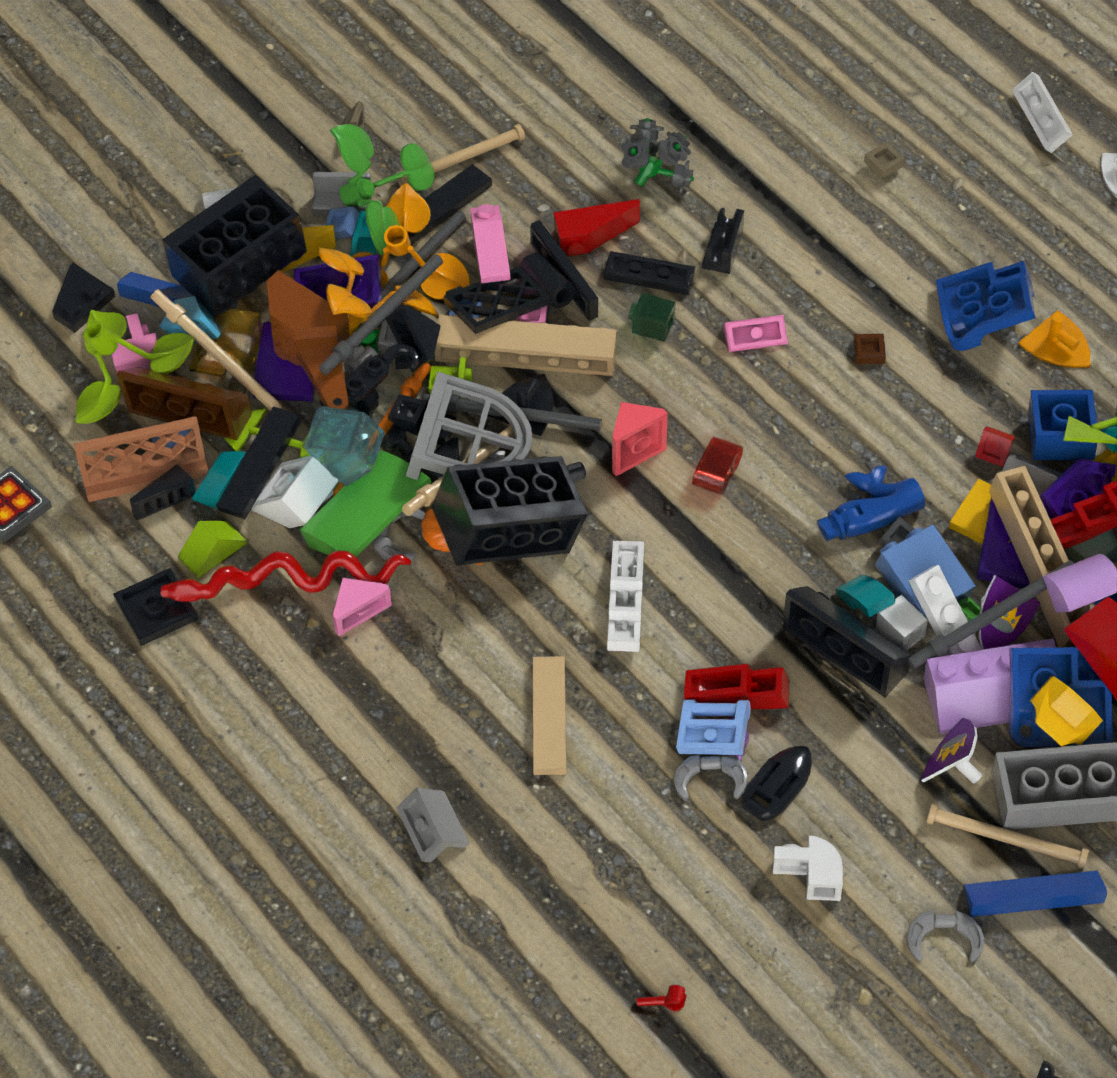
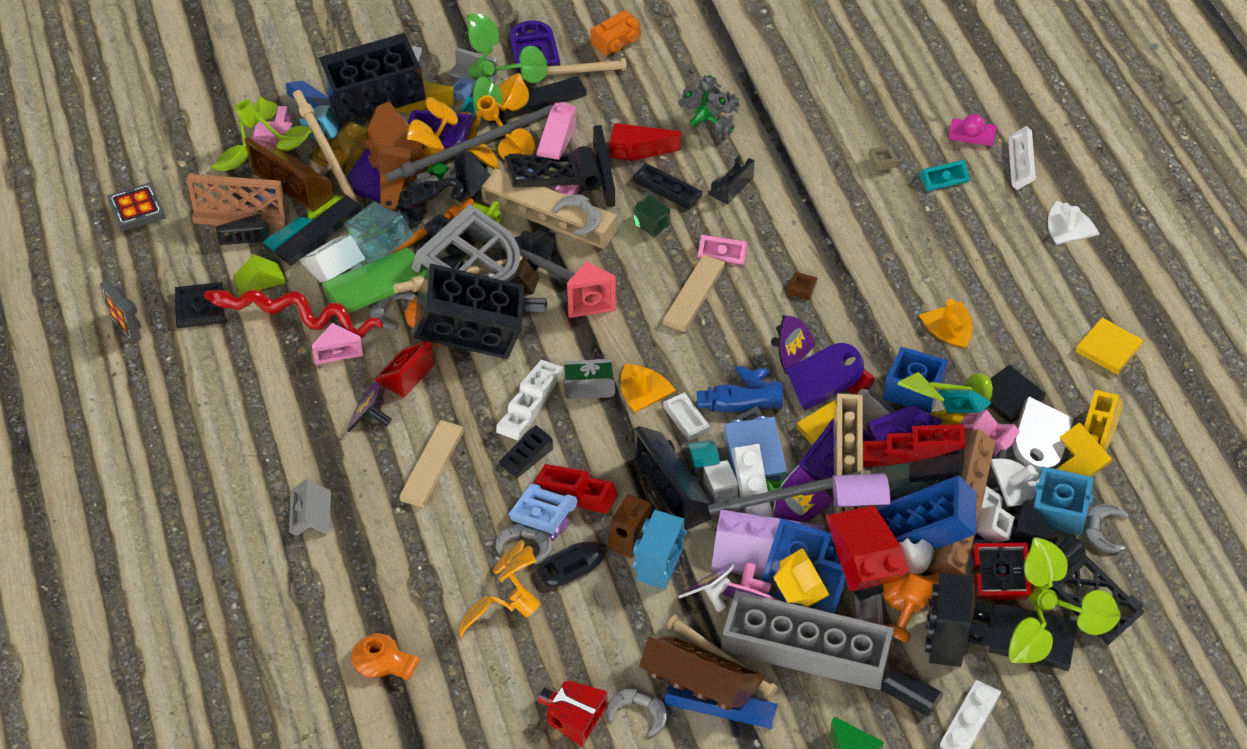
camera: 20 degrees right, 5 degrees down
(67, 648) = (121, 310): none -> dark grey tile
(78, 296) = (260, 84): black wing -> none
(394, 135) = (541, 37): none -> dark purple tile
(438, 667) = (371, 405): none -> shield
(456, 604) = (407, 368): none -> red slope
(491, 95) = (615, 33): none -> orange brick
(542, 441) = (526, 276): none -> dark brown slope
(567, 325) = (593, 216): none -> light grey piece
(613, 979) = (379, 656): none -> orange animal
(664, 644) = (535, 438): none -> black slope
(673, 1000) = (414, 686): red hand -> none
(685, 547) = (588, 379): none -> light grey piece
(717, 465) = (644, 331): clear red beam -> none
(745, 811) = (520, 597): none -> light orange plant
(747, 534) = (643, 386): none -> light orange shield
(749, 398) = (694, 293): none -> tan tile
(817, 861) = (566, 629): white brick -> none
(818, 555) = (686, 416): none -> white tile
(828, 705) = (628, 518): none -> reddish brown torso
(875, 961) = (574, 709): none -> red torso
(879, 732) = (659, 549): none -> dark azure brick
(899, 421) = (793, 341): none -> dark purple shield
(955, 452) = (825, 374): none -> dark purple tile
(963, 161) = (944, 175): none -> teal slope
(968, 94) = (972, 130): none -> dark pink tile
(984, 302) = (903, 275): blue slope -> none
(1000, 864) = (699, 671): none -> reddish brown slope
(1002, 738) = (749, 585): none -> bright pink shield

